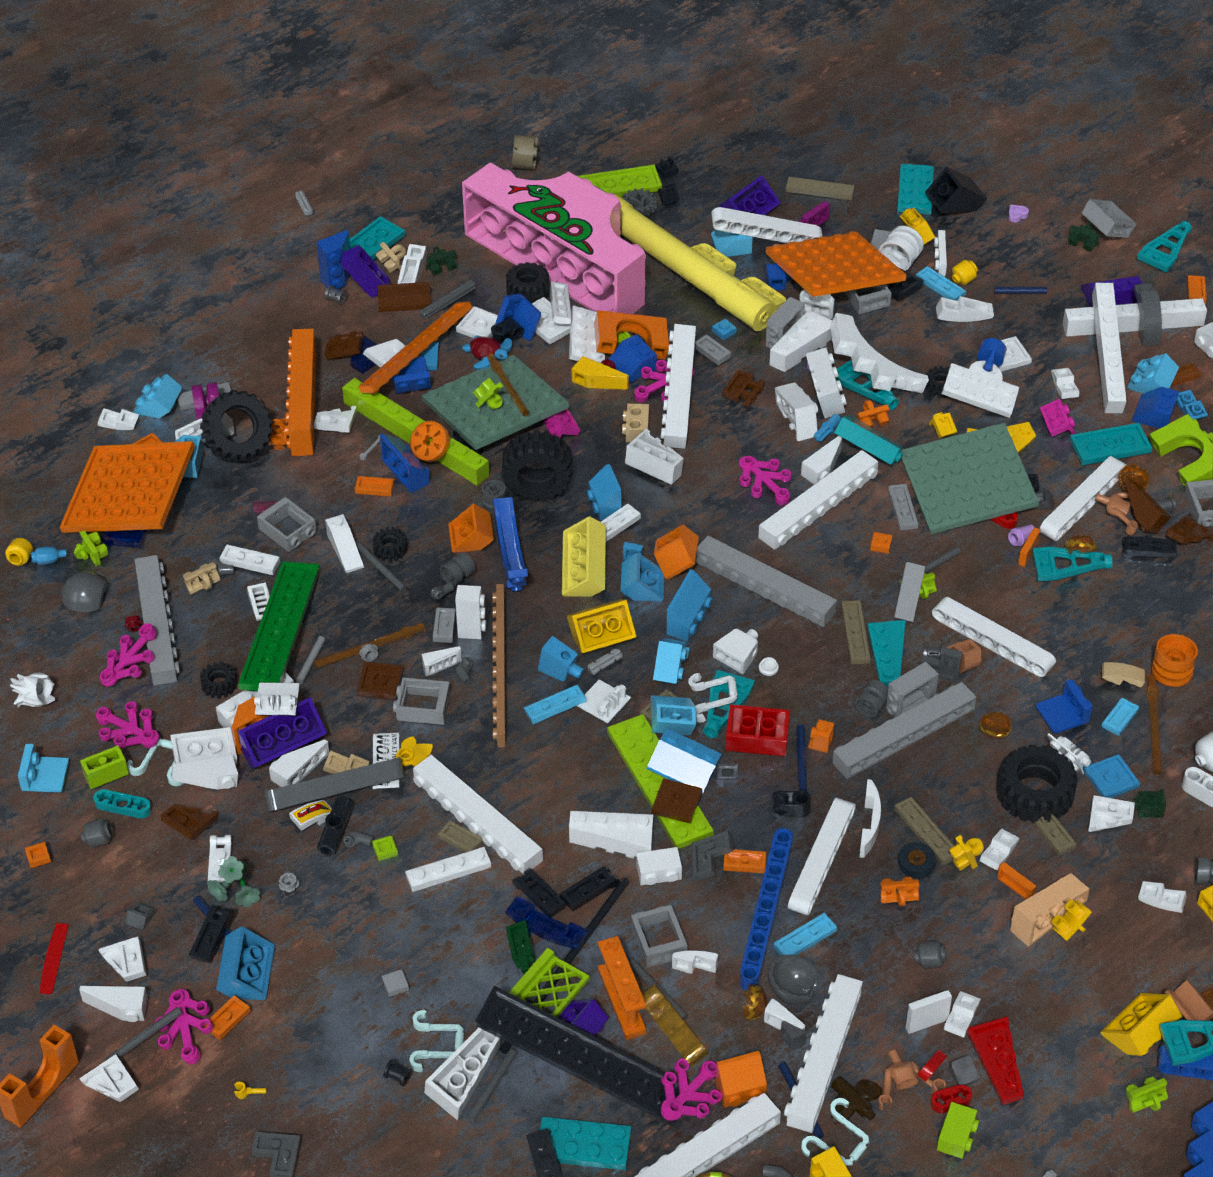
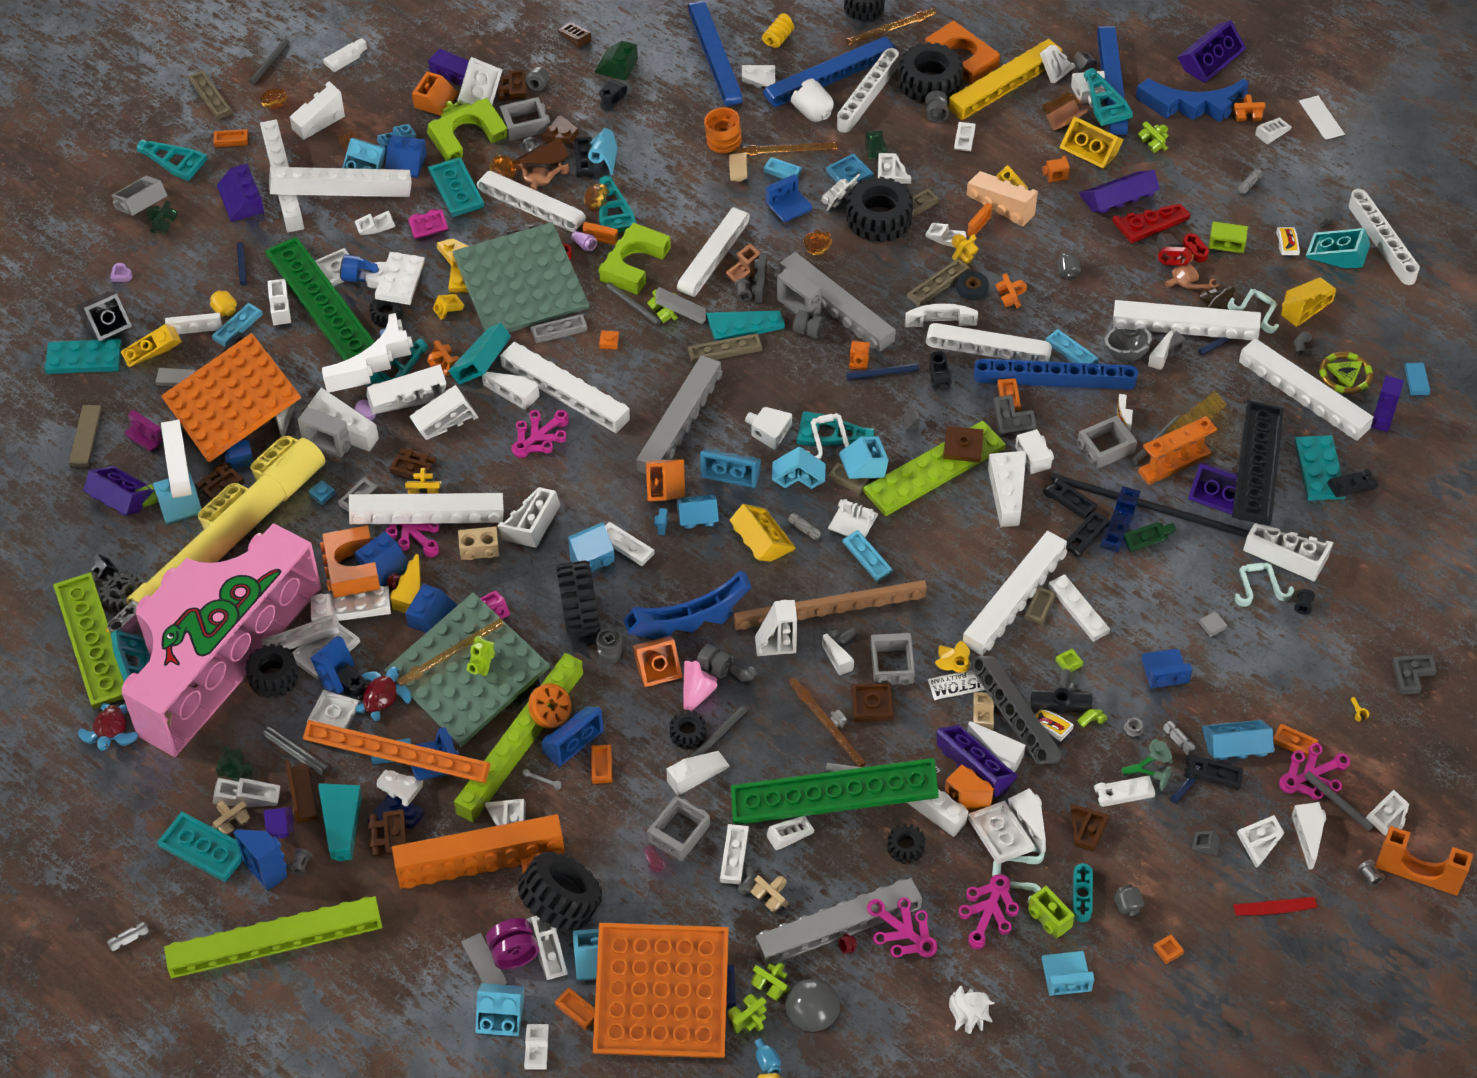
camera: 100 degrees left, 5 degrees up
(117, 566) = (761, 977): none -> lime hips
(265, 919) = (1179, 737): none -> light grey axle
(272, 278) = (272, 937): none -> lime brick
(276, 699) = (952, 751): white hinge -> none
(311, 846) = (1092, 715): none -> lime arm
(347, 924) = (1166, 668): none -> blue bracket
(369, 318) = (341, 815): none -> teal slope
(435, 553) = (697, 685): none -> bright pink hat
(444, 625) = (788, 661): light grey plate -> none
(524, 152) = (38, 710): dark tan brick -> none
(539, 973) = (1188, 523): lime fence -> none
(559, 660) = (823, 548): dark azure torso -> none
(570, 383) = (428, 608): none -> blue slope
(584, 558) = (684, 556): light yellow slope -> none
(666, 168) = (51, 575): black tile -> none
(683, 760) = (920, 443): slope -> none
(687, 1092) = (1254, 401): dark pink plant -> none
(711, 390) = (414, 486): none -> yellow hips
(740, 1079) = (1232, 369): orange slope -> none
(748, 264) = (213, 488): none -> reddish brown plate
(755, 1002) = (1155, 367): clear orange hair -> none
(757, 730) = (867, 397): red brick -> none
(768, 666) = (783, 403): white plate -> none
(827, 428) = (468, 394): dark azure axle -> none
(902, 246) = (196, 348): white wheel -> none
(928, 1011) = (1130, 258): white tile -> none
(962, 1014) = (1110, 246): white slope -> none
(964, 337) = (319, 298): none -> green plate
(976, 553) = (635, 240): none -> lime arch
(1053, 1035) = (1121, 190): none -> dark purple slope
(1095, 976) = (1056, 170): none -> orange brick
(1150, 314) = (283, 152): dark grey arch -> none
(1155, 562) = (604, 148): none -> medium azure panel

